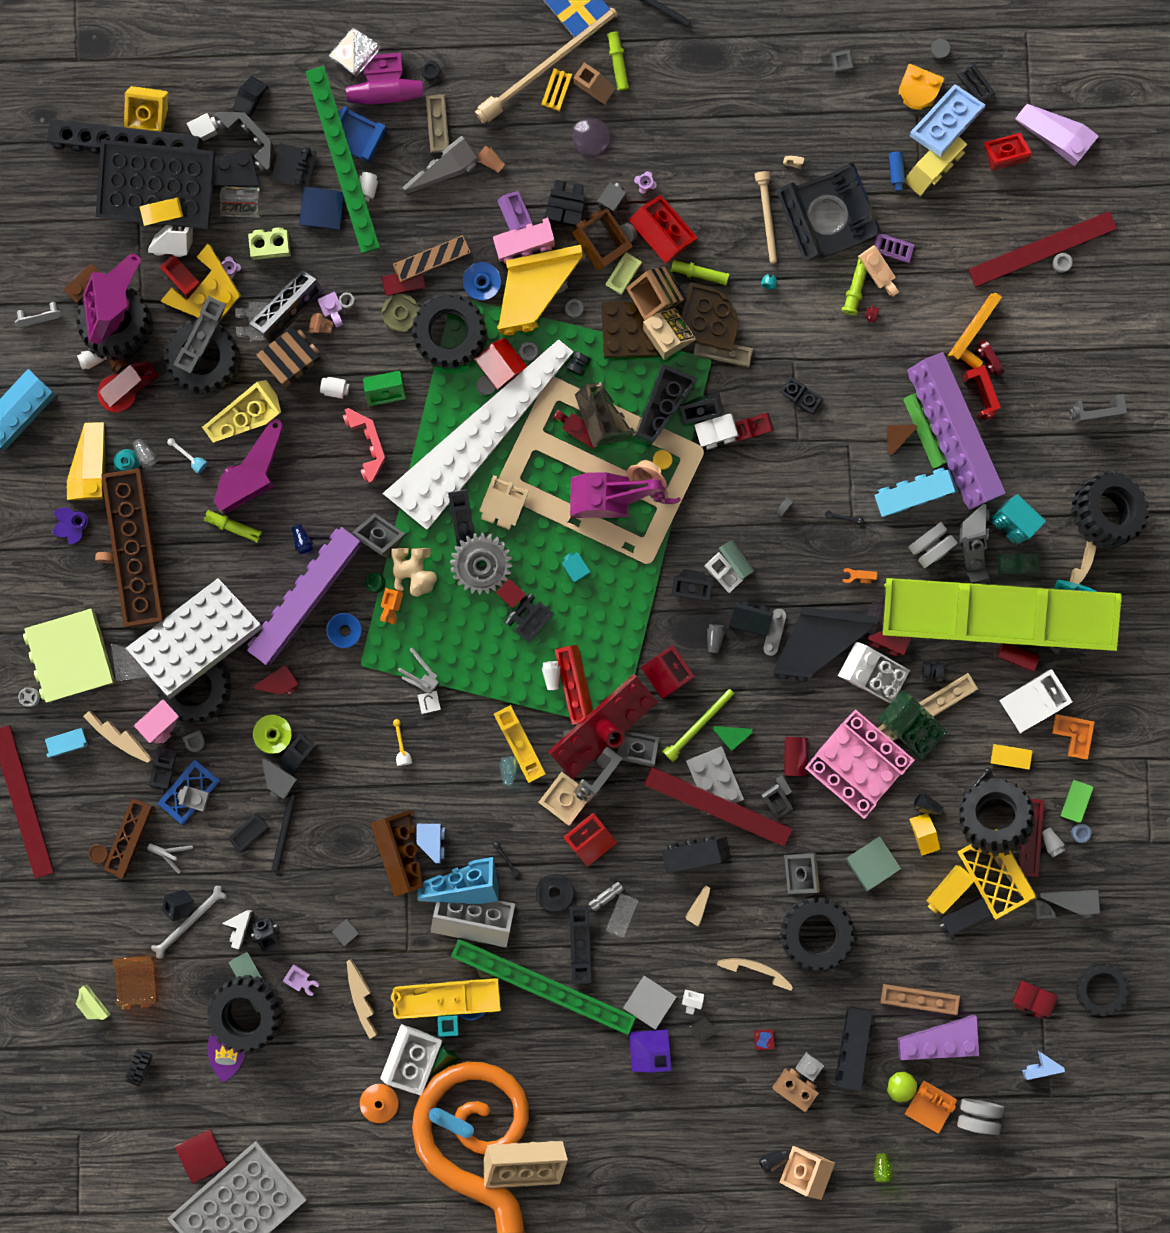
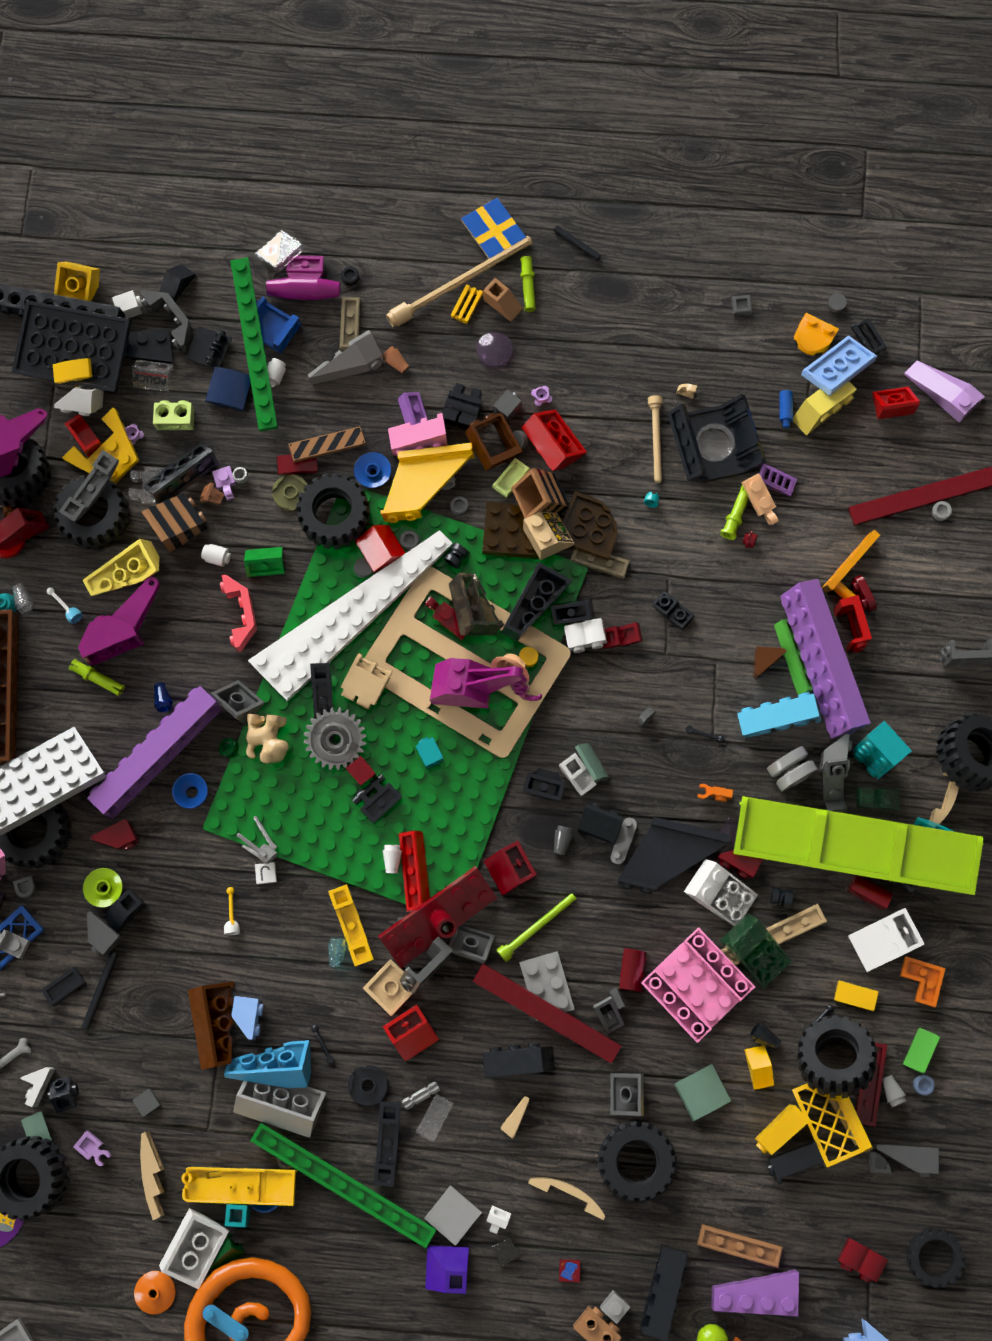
camera: 10 degrees right, 10 degrees down
(391, 603) = (240, 768): orange plate -> none
(699, 272) = (584, 483): lime pin -> none
(732, 736) = (569, 941): green slope -> none

